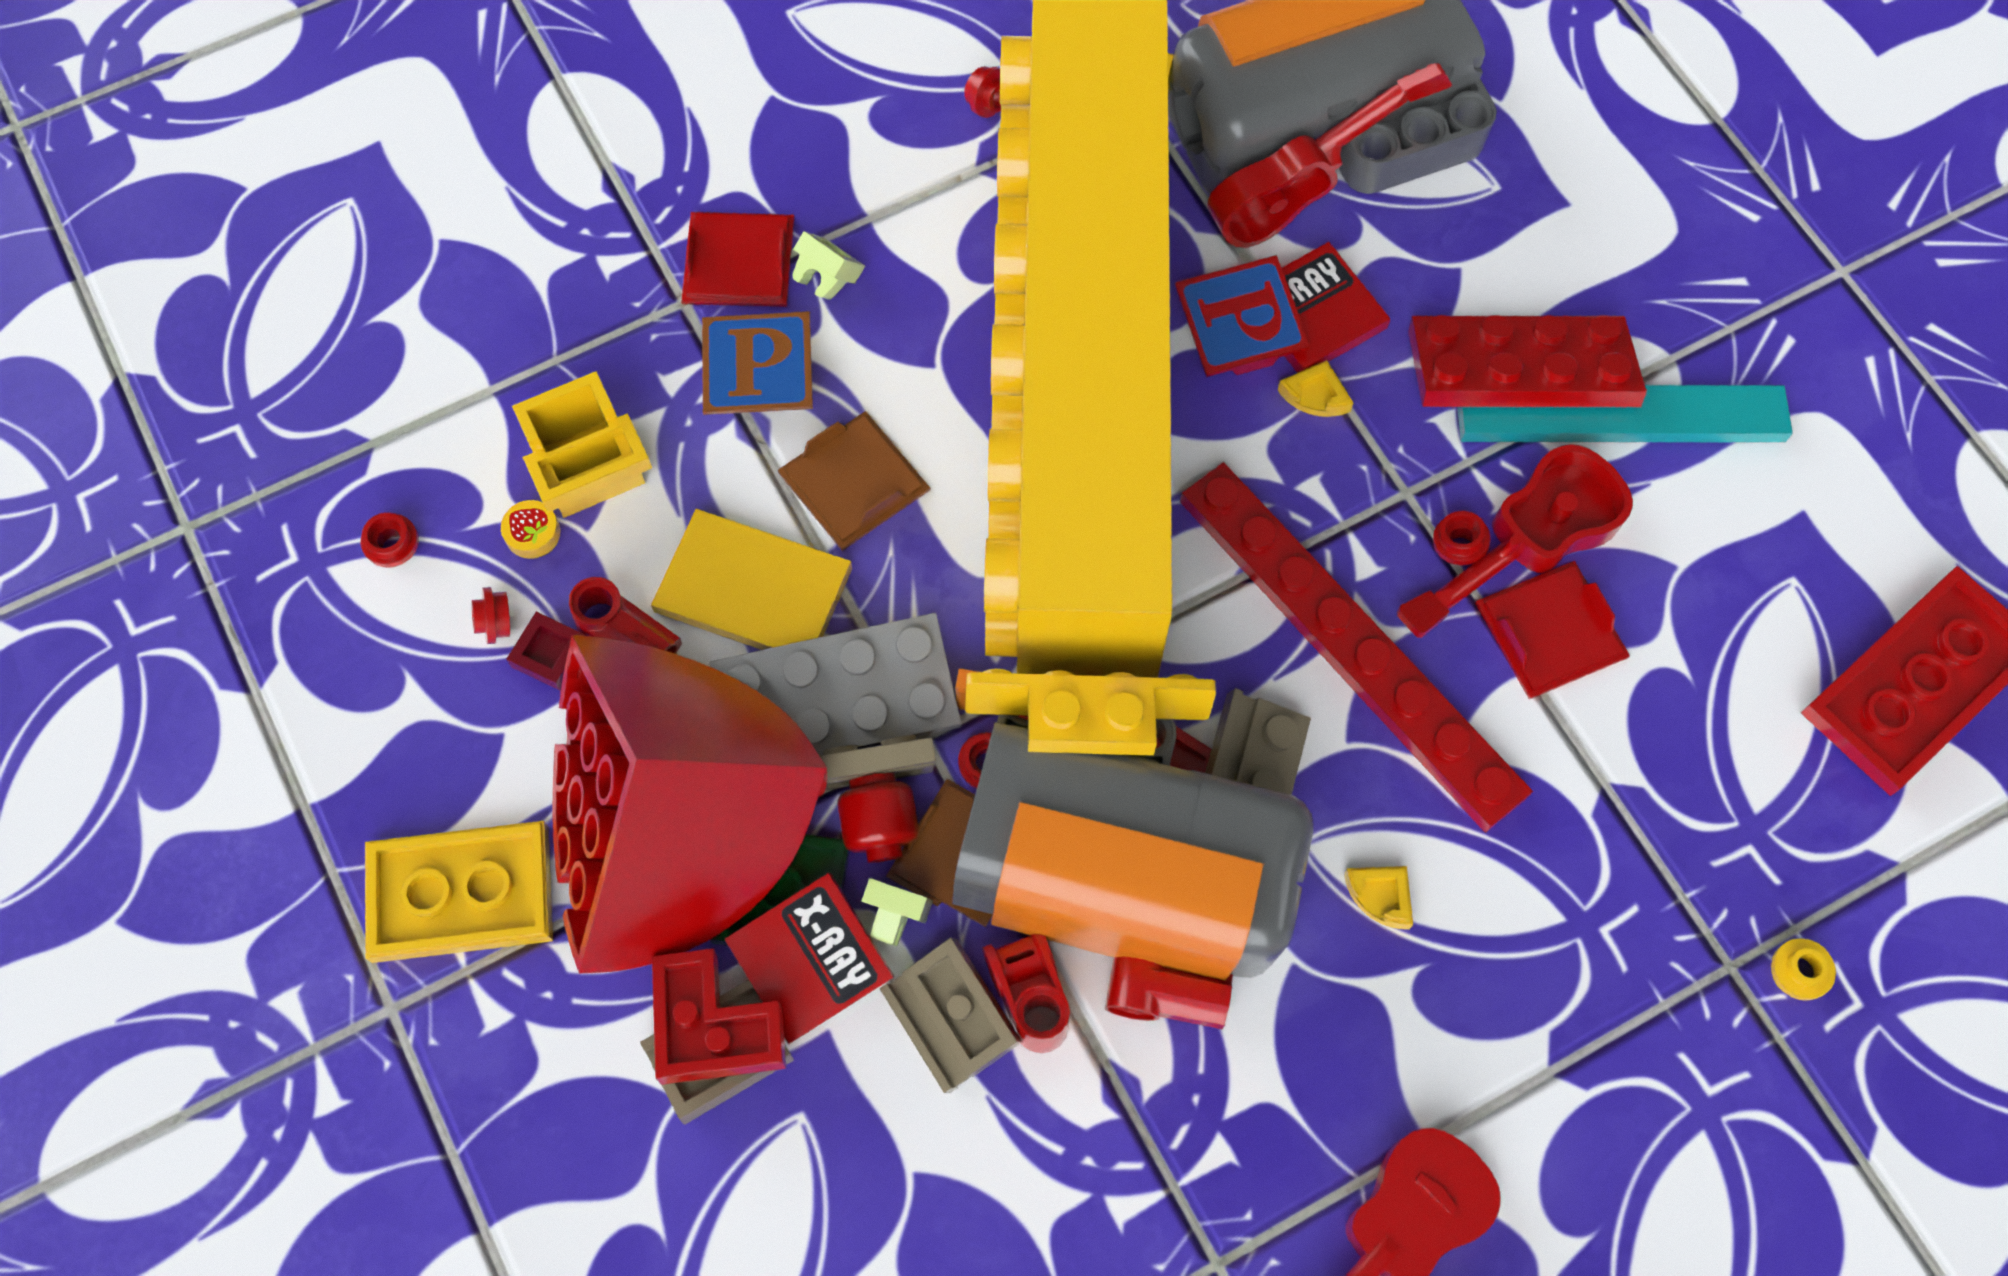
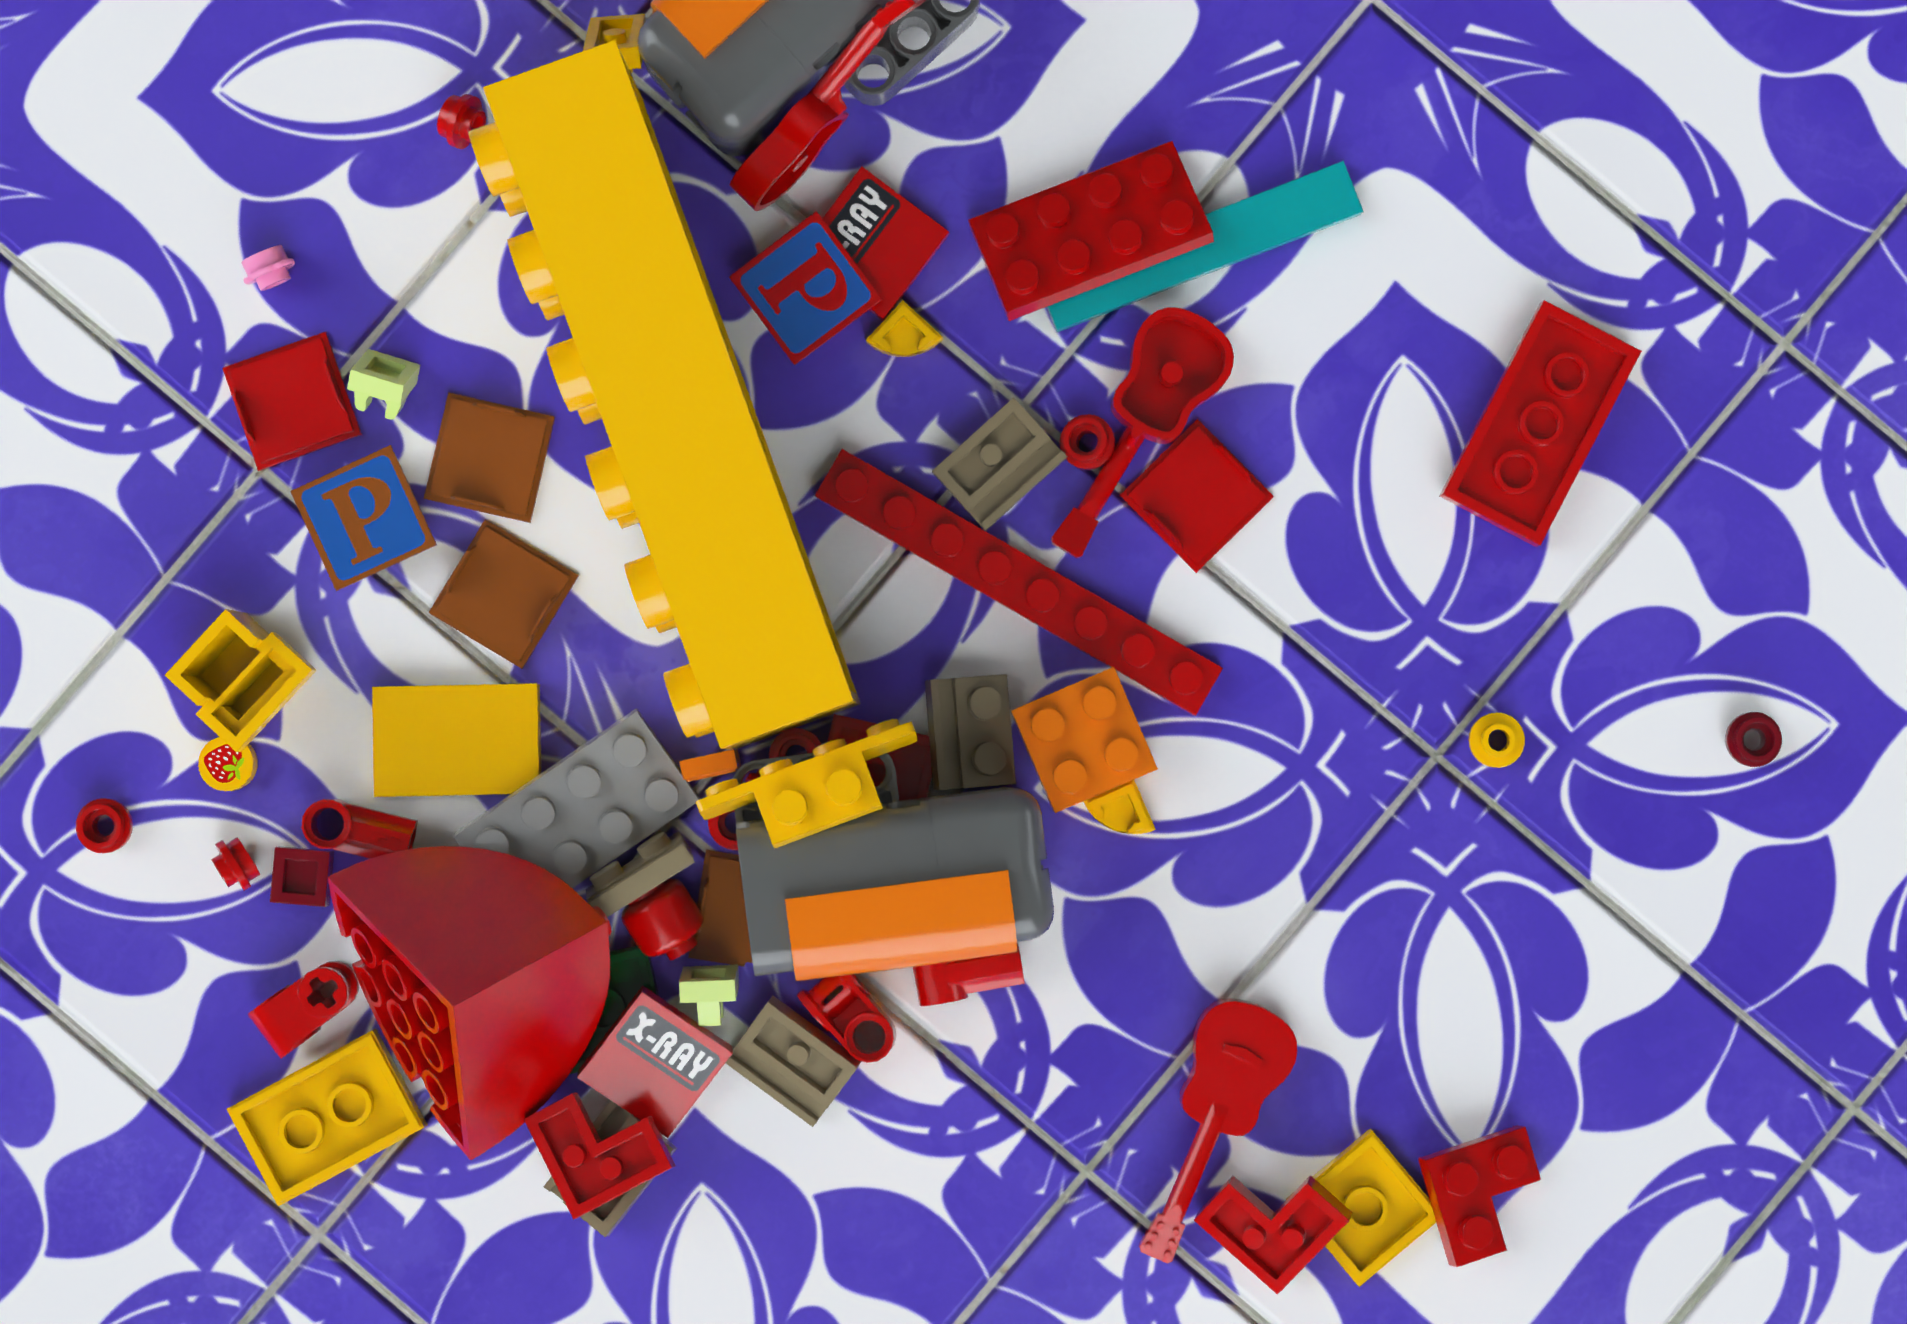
camera: 20 degrees left, 20 degrees up
(482, 771) = (300, 1008): none -> red piece
(768, 144) = (268, 268): none -> bright pink plate
(893, 363) = (489, 457): none -> dark orange piece
(1369, 527) = (999, 464): none -> dark tan plate
(1370, 802) = (1083, 740): none -> orange brick

